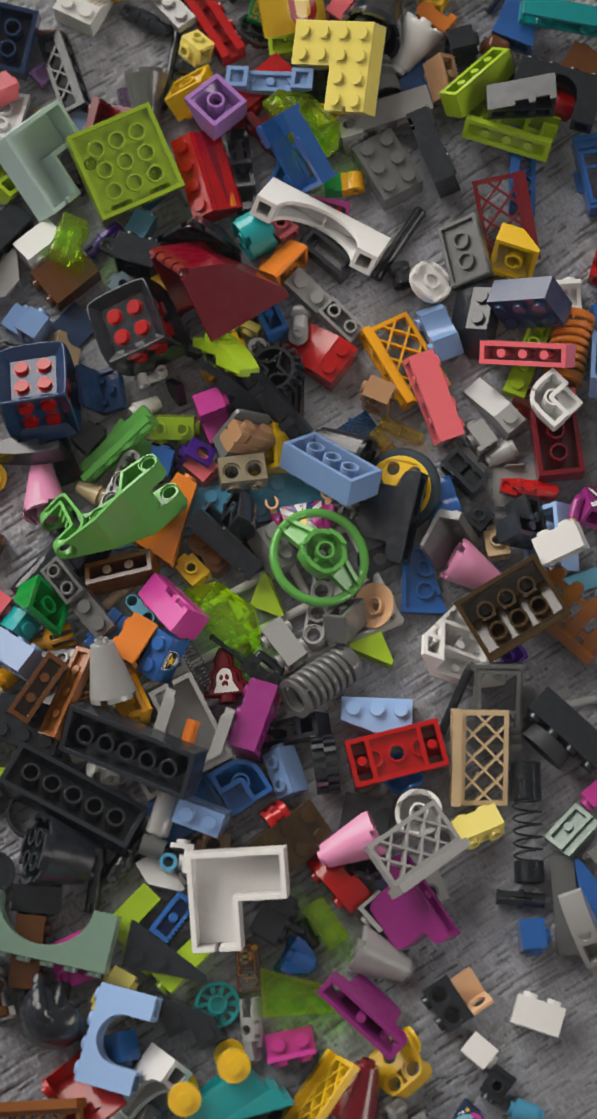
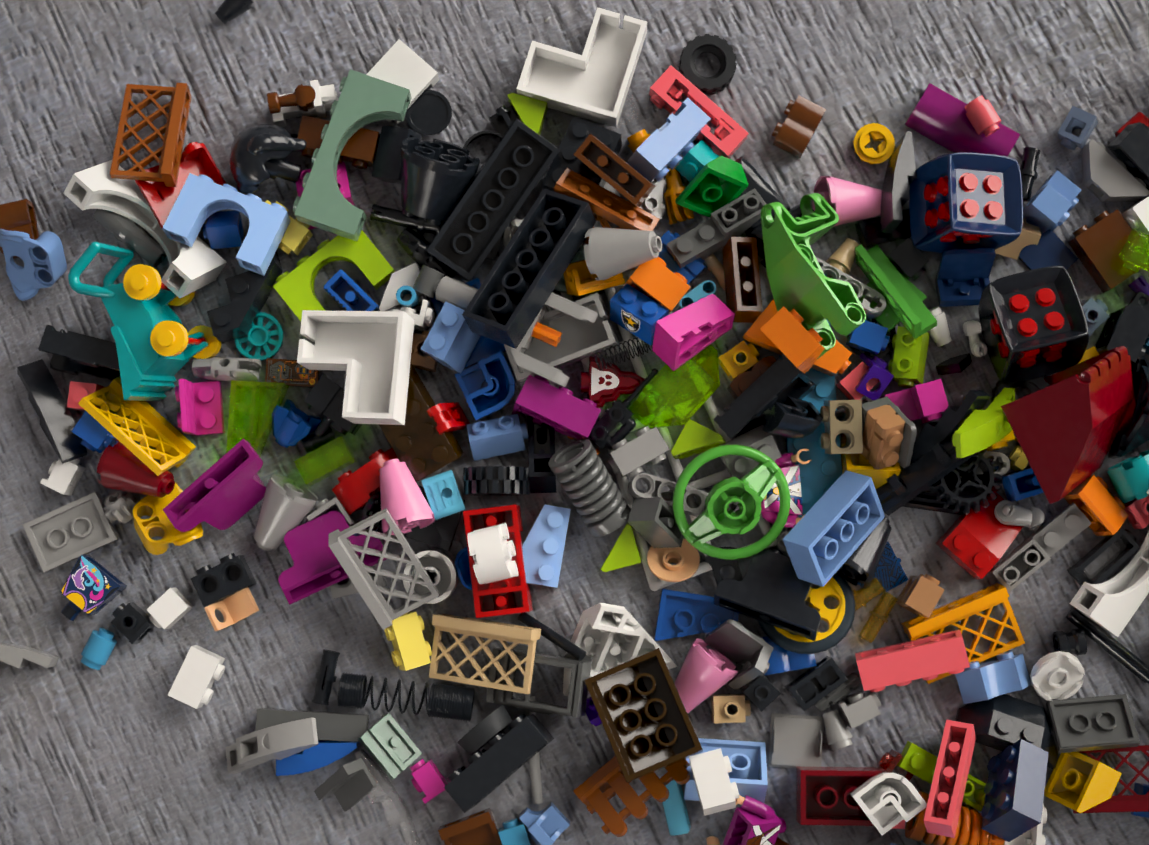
camera: 90 degrees right, 10 degrees up
(151, 954) = (314, 268): black wing -> none
(172, 516) = (793, 339): none -> orange slope
(342, 808) = (443, 494): none -> medium azure piece
(391, 750) = (492, 554): none -> white brick
(495, 409) = (892, 730): light grey slope -> none
(517, 487) = (789, 754): red hinge -> none
(521, 523) = (747, 744): black brick -> none
(532, 936) = (279, 684): blue brick -> none

